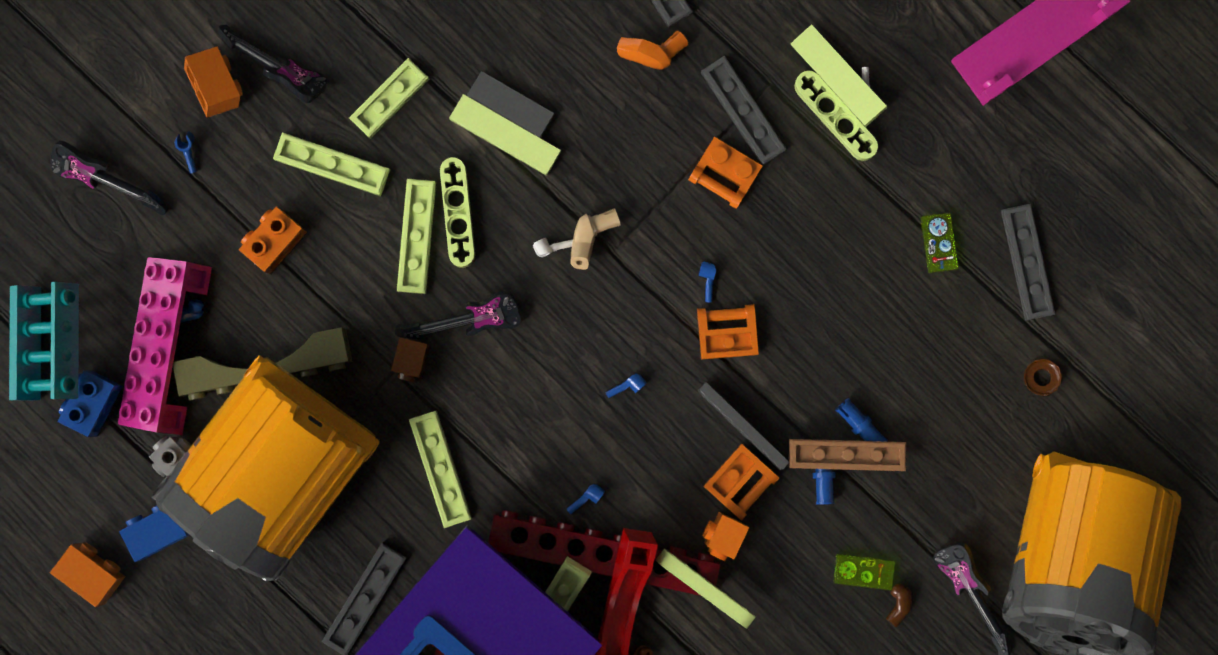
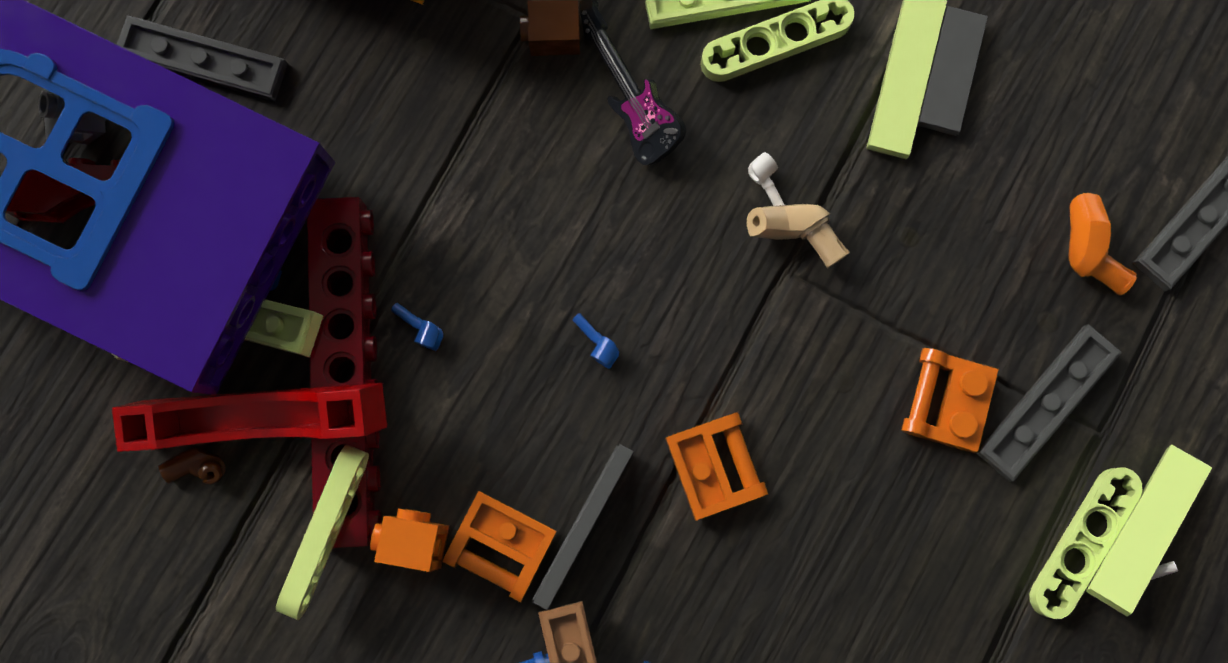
camera: 70 degrees right, 5 degrees down
(440, 469) = (409, 112): yellowish green tile -> none
(708, 271) = (797, 415): blue hand -> none

